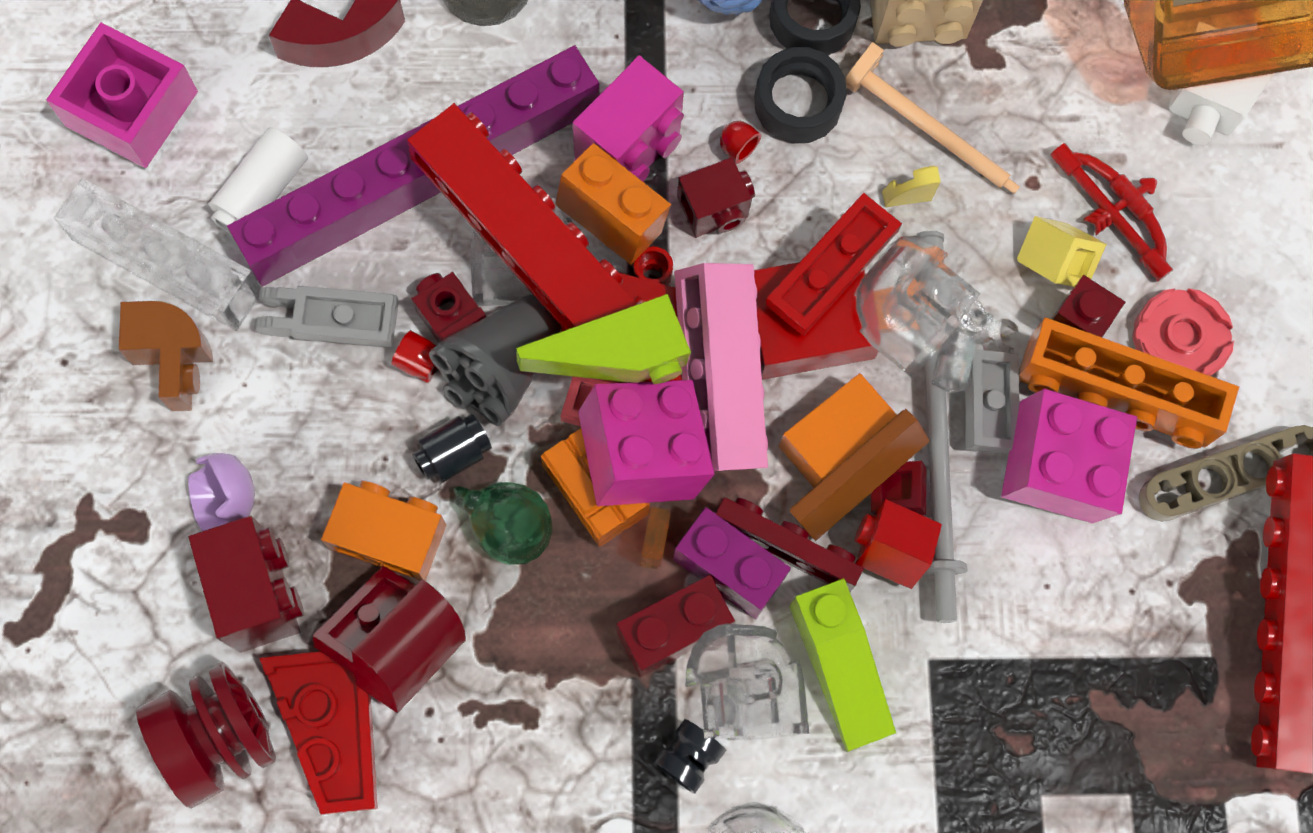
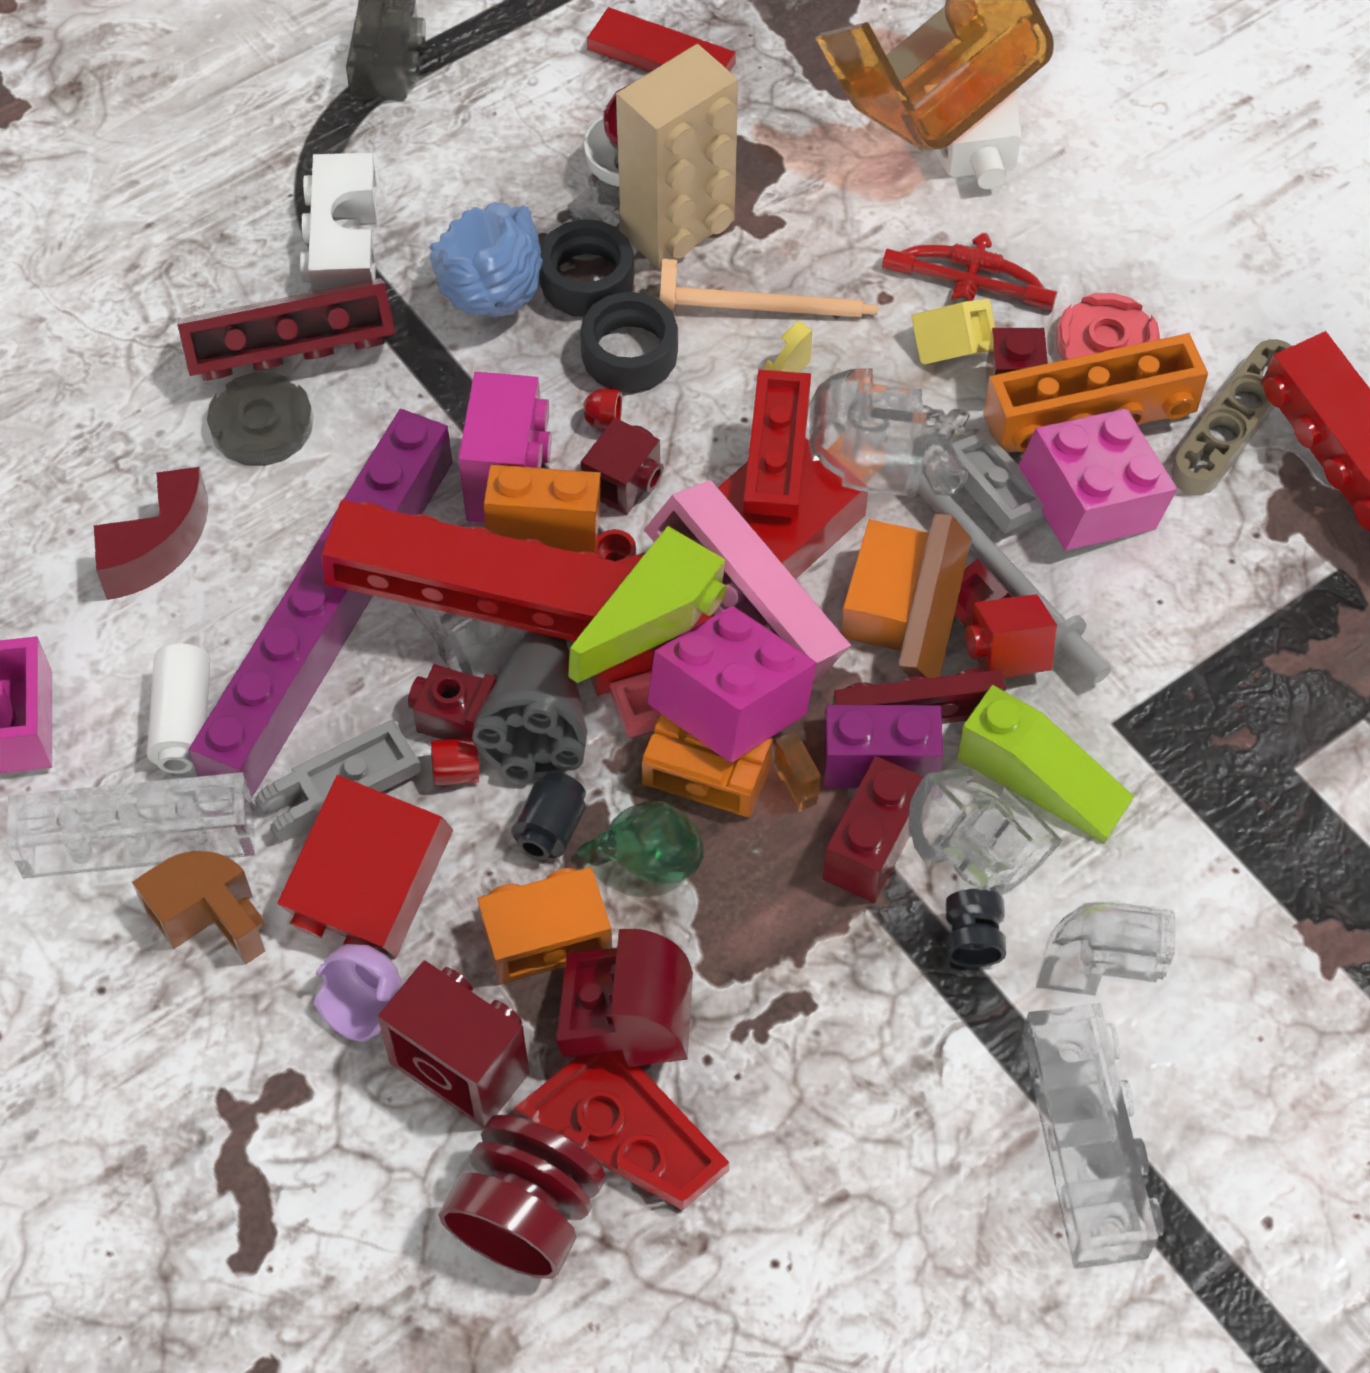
camera: 30 degrees left, 15 degrees down
(288, 401) = (364, 867): none -> red brick

